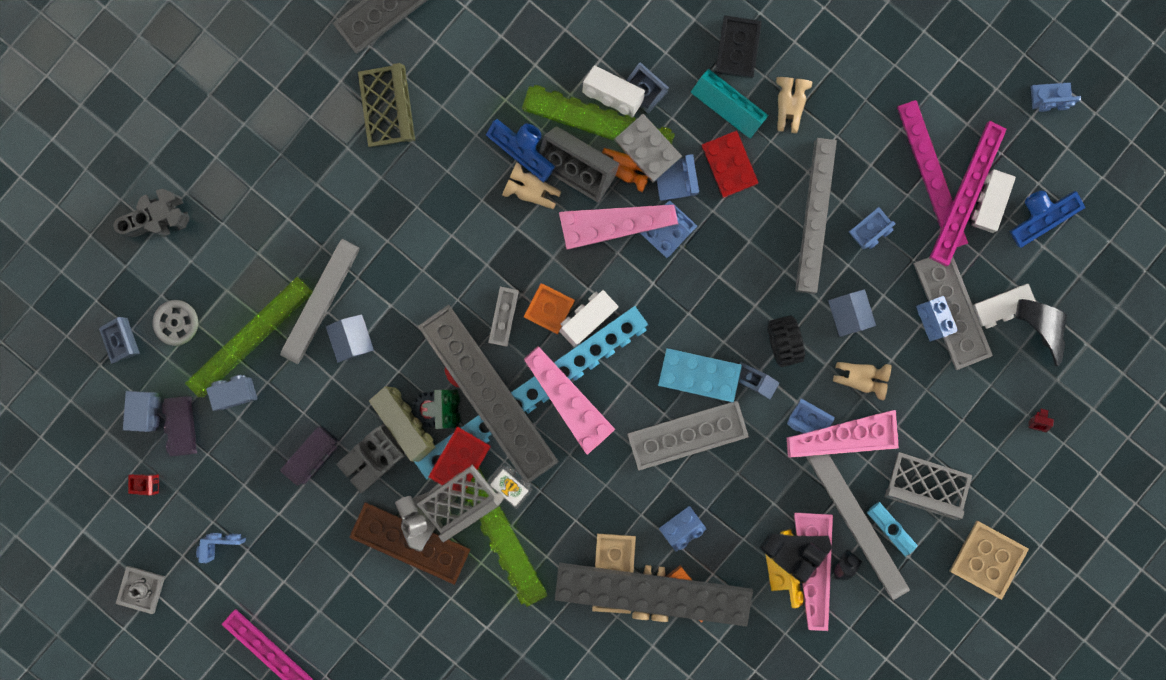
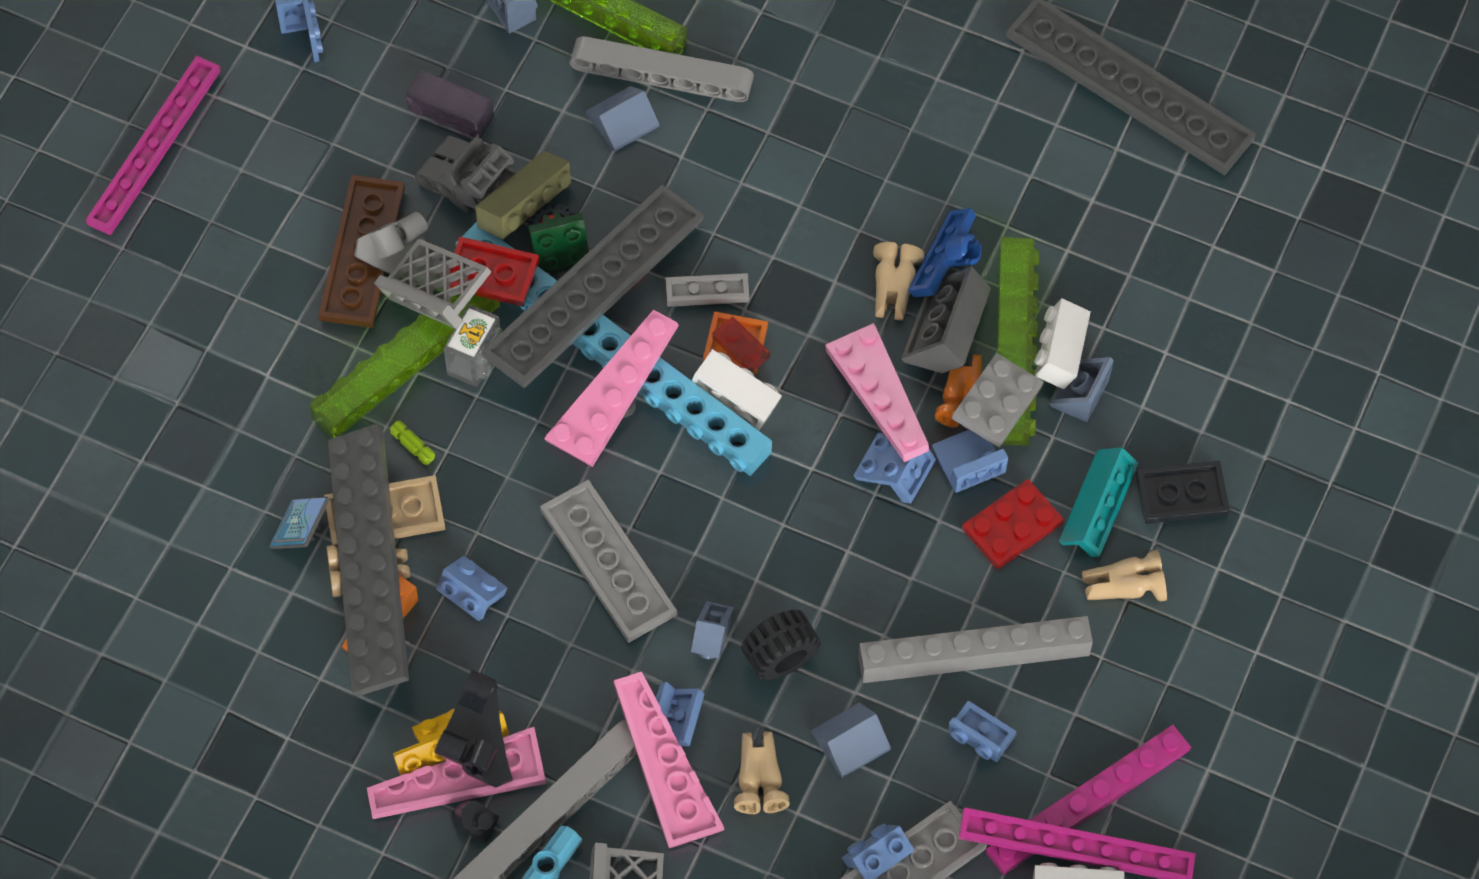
camera: 75 degrees right, 25 degrees down
(402, 101) = (958, 100): olive fence -> none
(555, 306) = (741, 344): none -> clear red plate
(565, 542) = (412, 442): none -> lime axle
(609, 632) = (299, 523): none -> piece
(700, 375) = (698, 554): medium azure plate -> none

